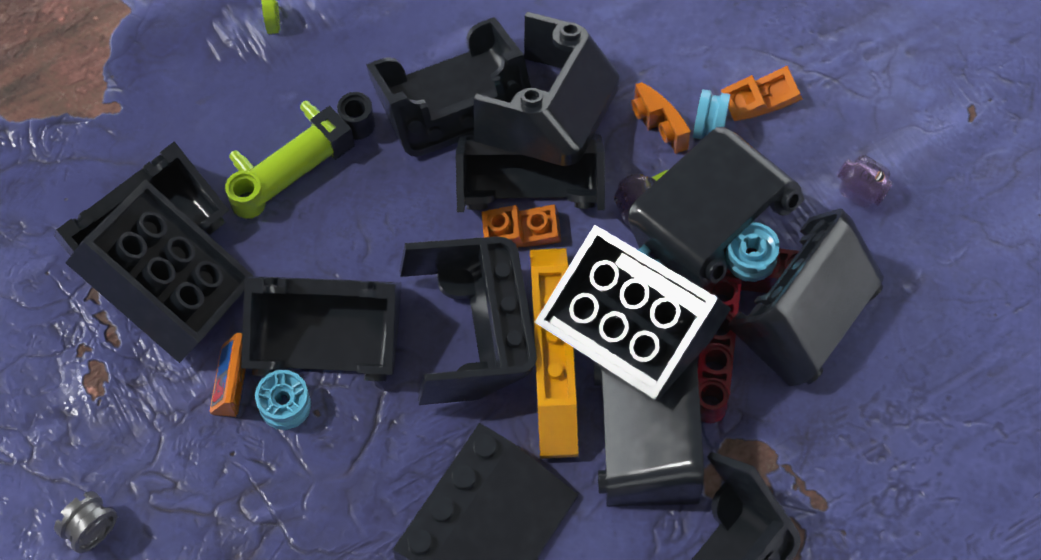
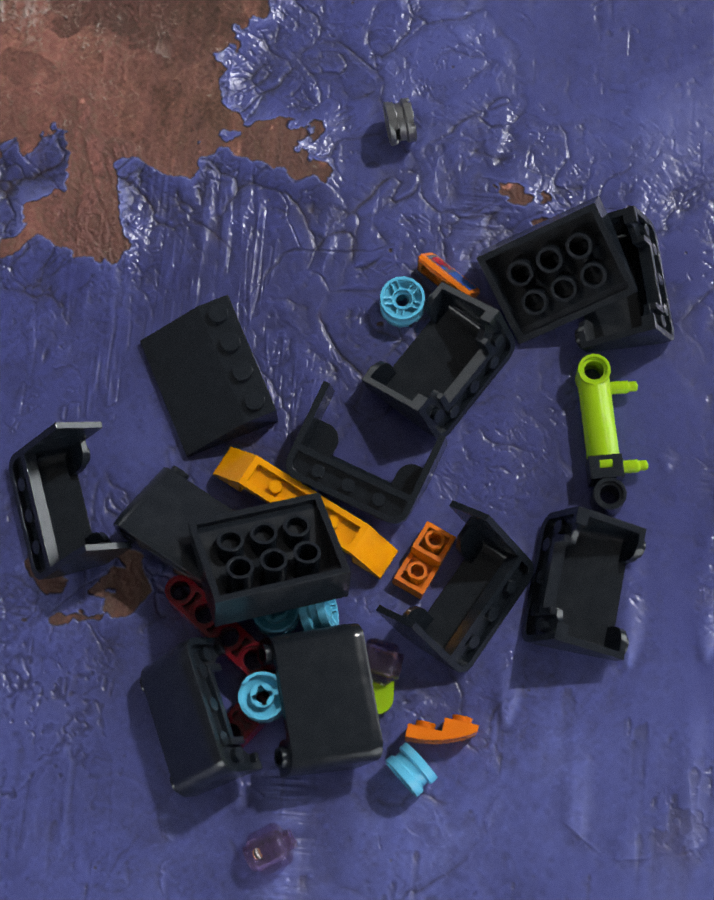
camera: 125 degrees right, 10 degrees up
(558, 122) = (489, 661): black windscreen -> none
(761, 96) = (408, 833): orange slope -> none

